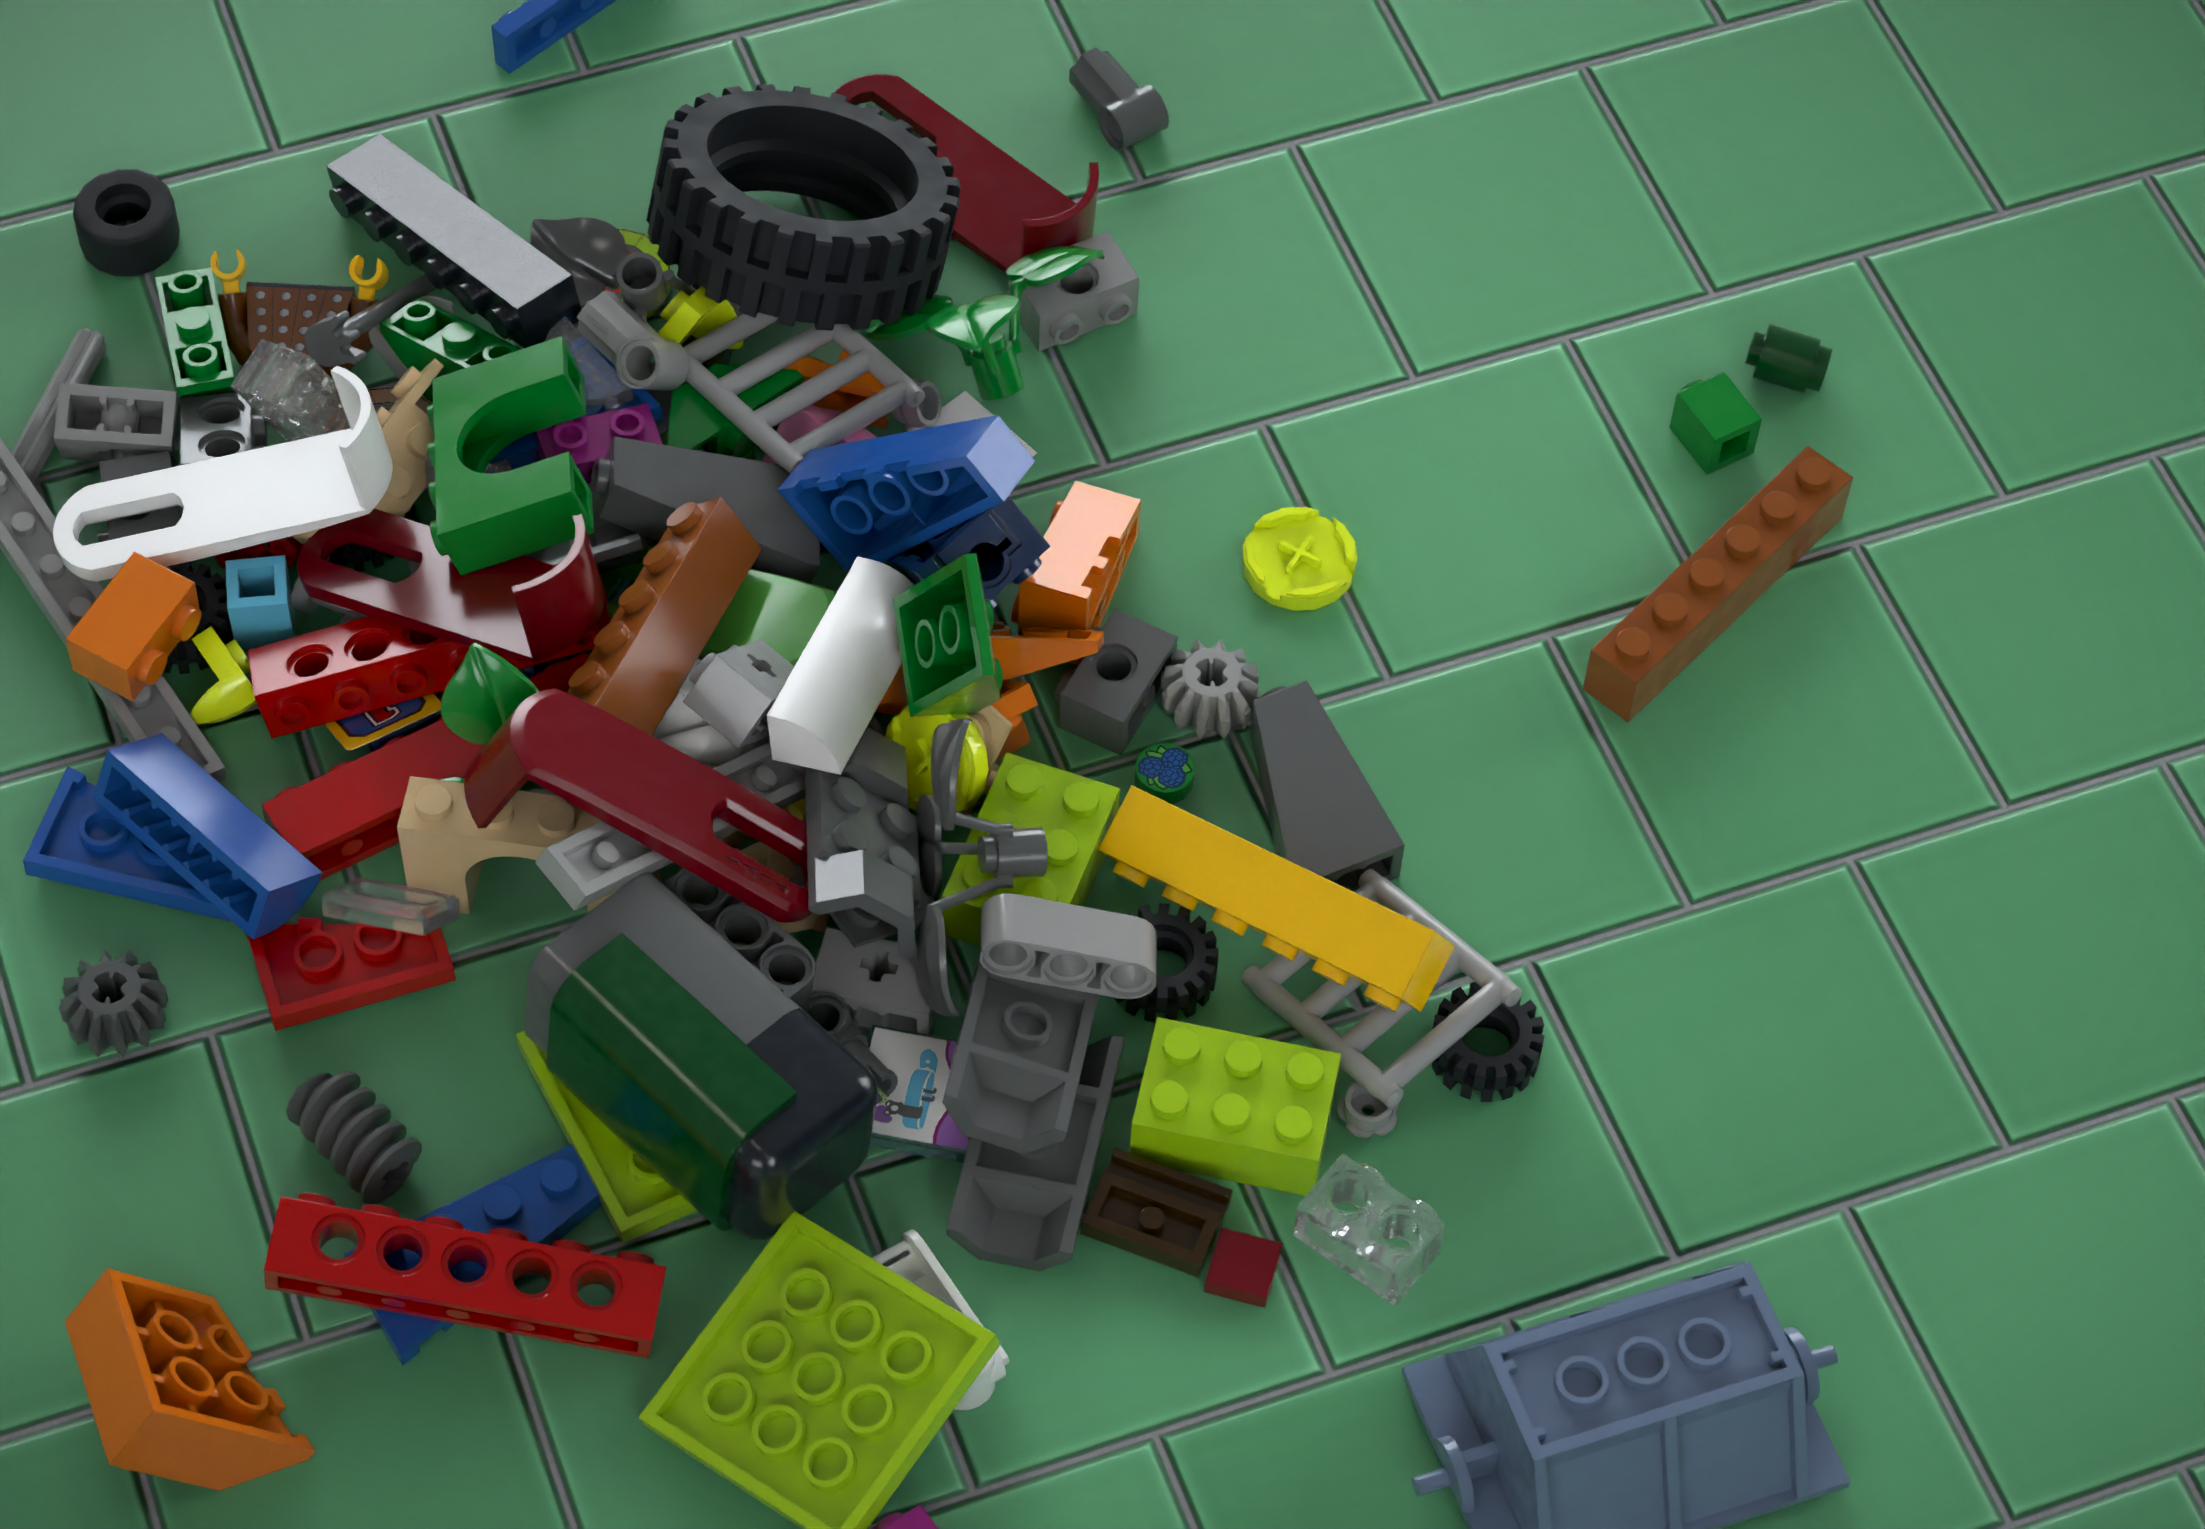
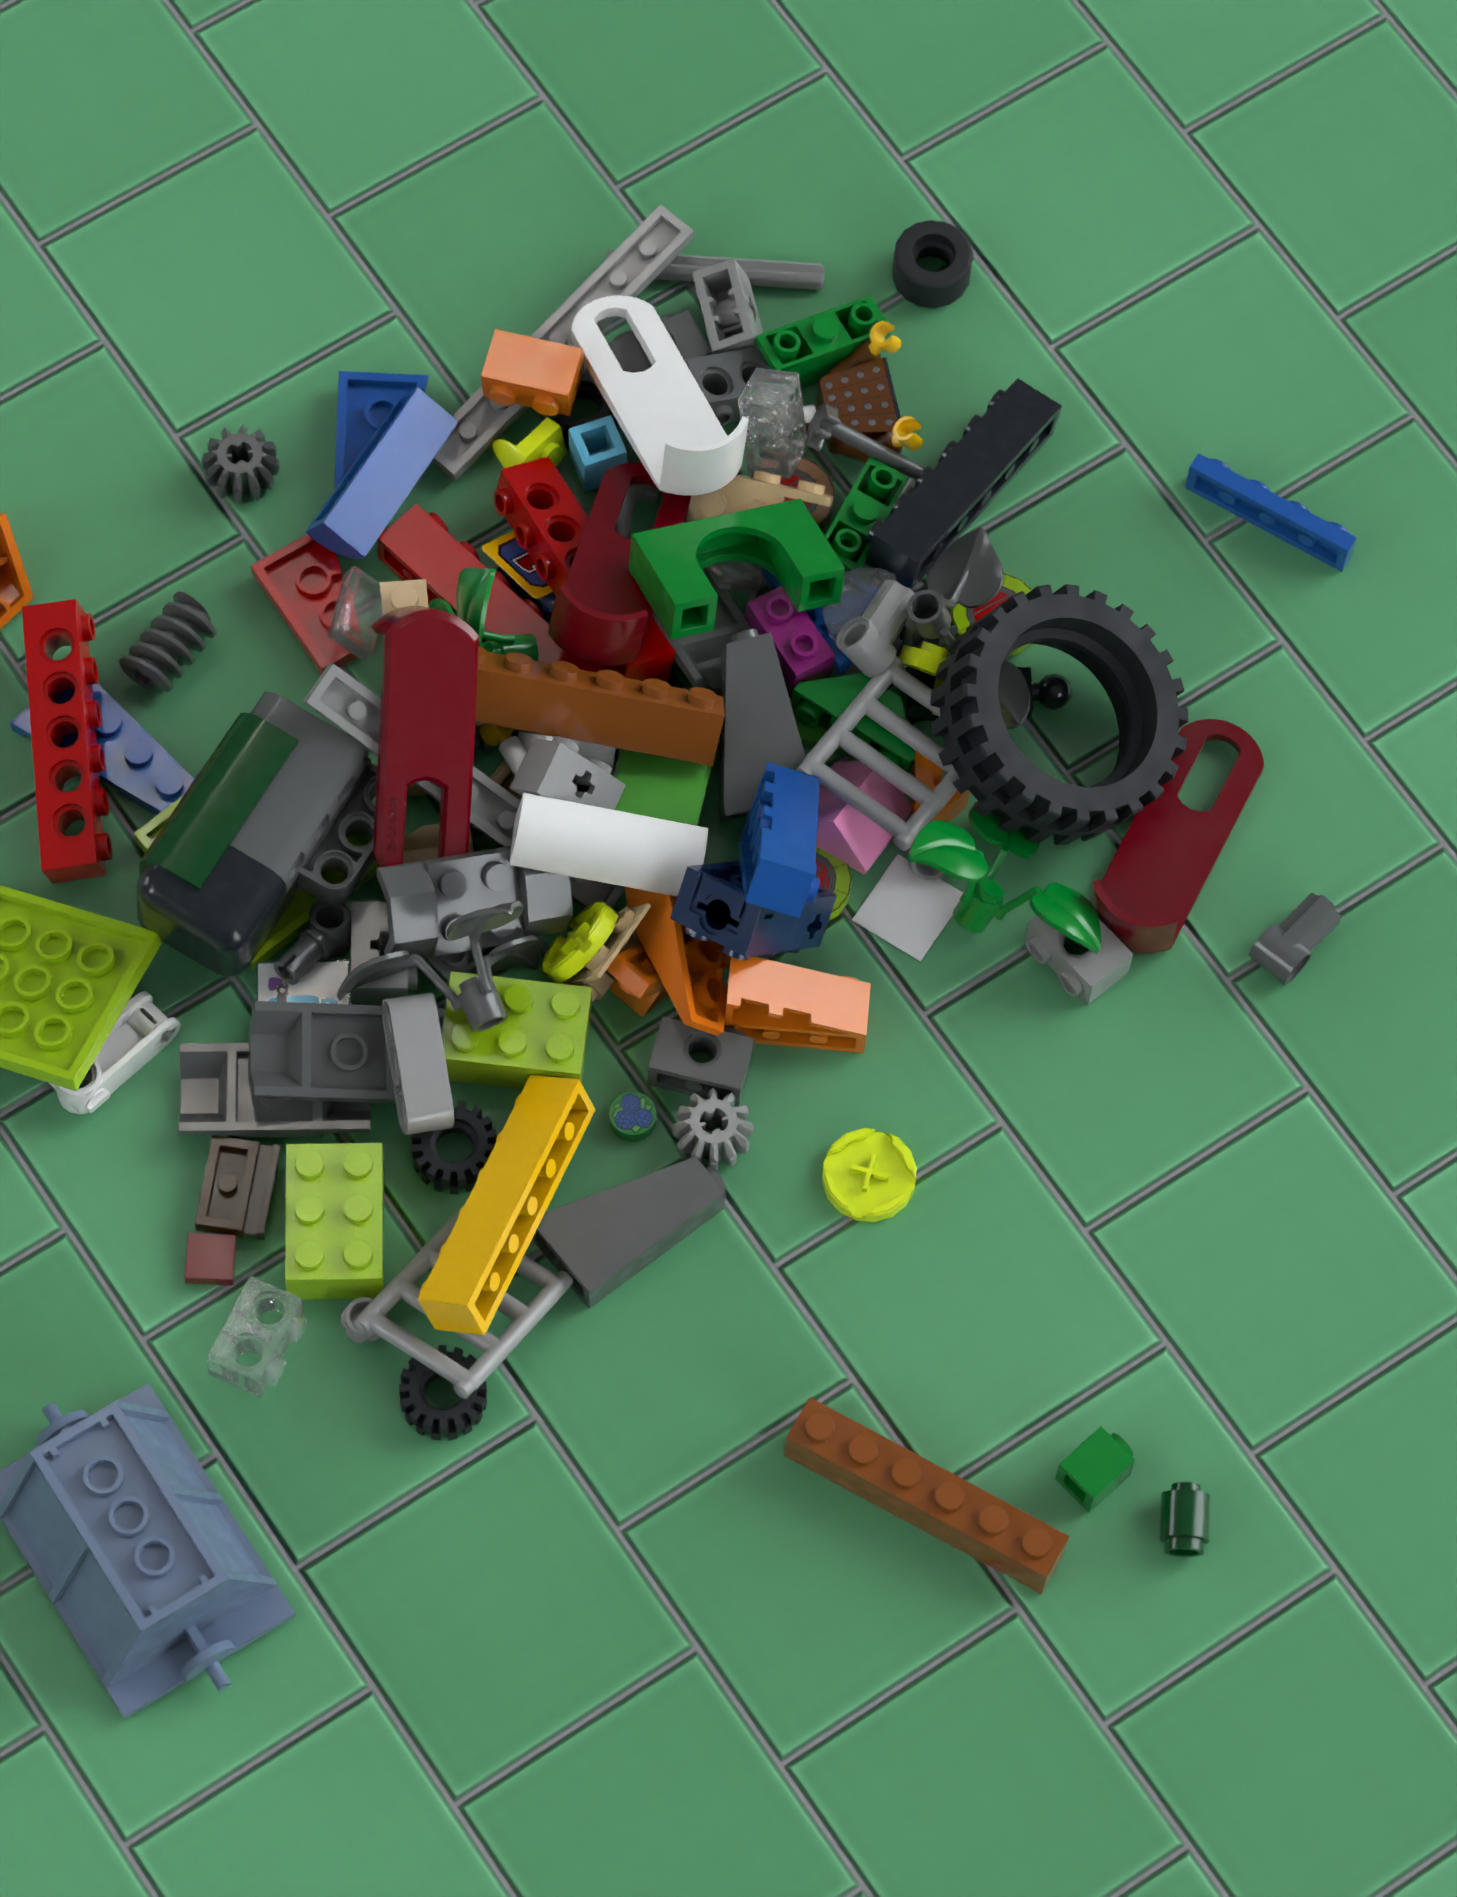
camera: 75 degrees right, 10 degrees up
(948, 642) = (620, 907): green slope -> none

